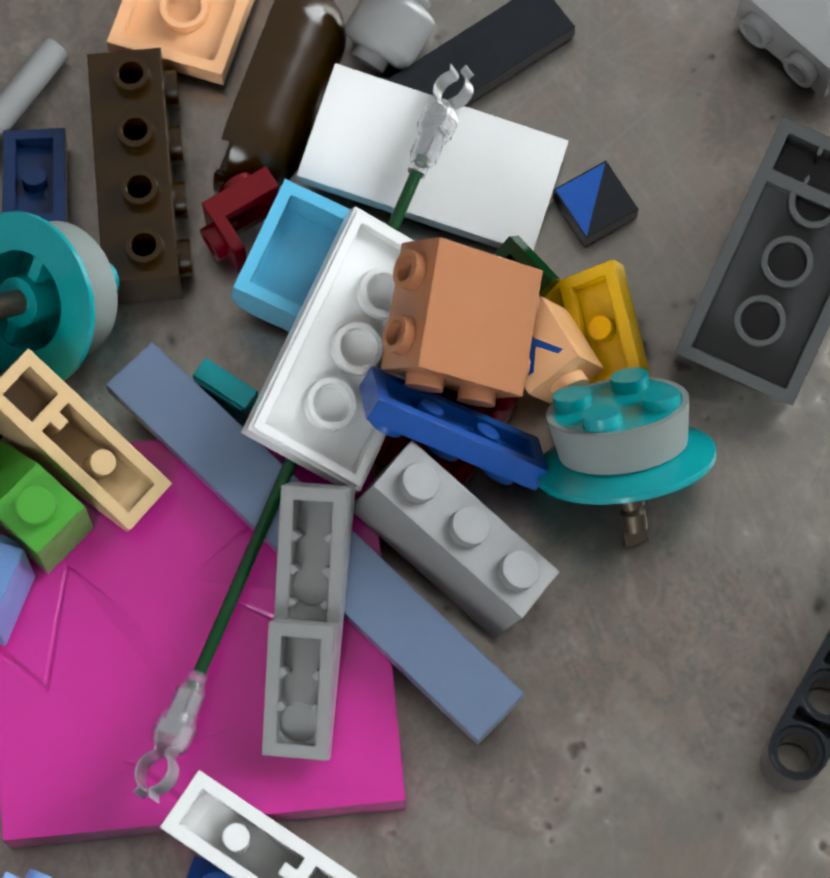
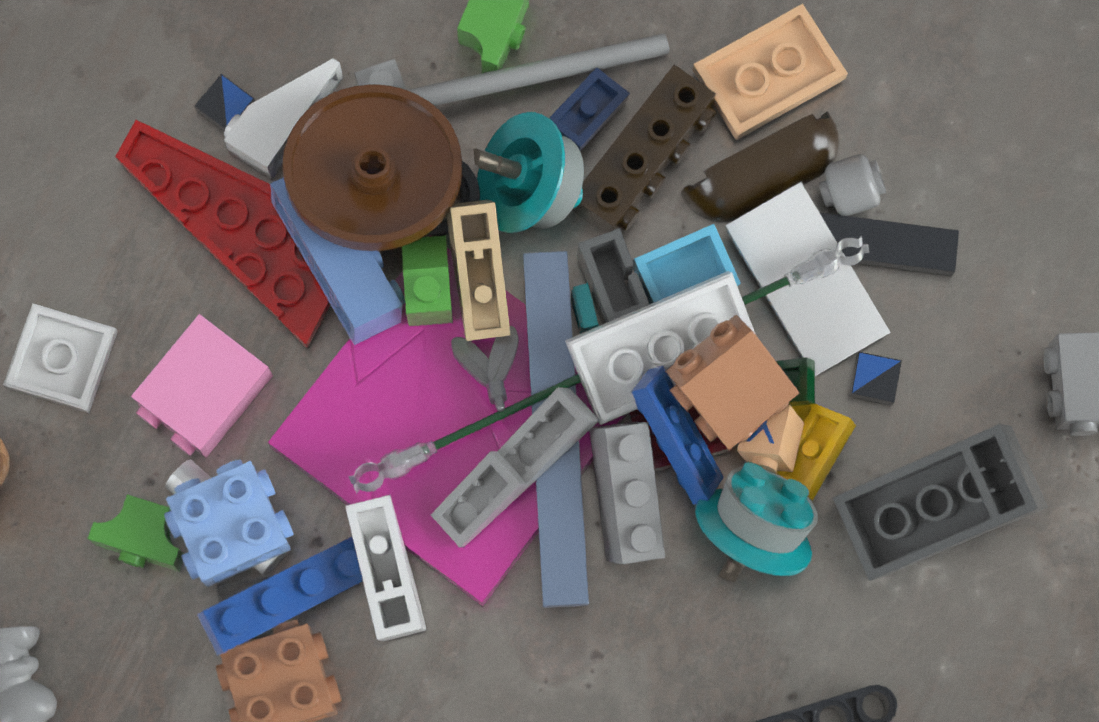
camera: 40 degrees right, 5 degrees up
(184, 544) = (492, 371): none -> flat silver piece
(206, 321) = (605, 268): none -> dark grey piece
(236, 208) = (683, 215): dark red bracket -> none

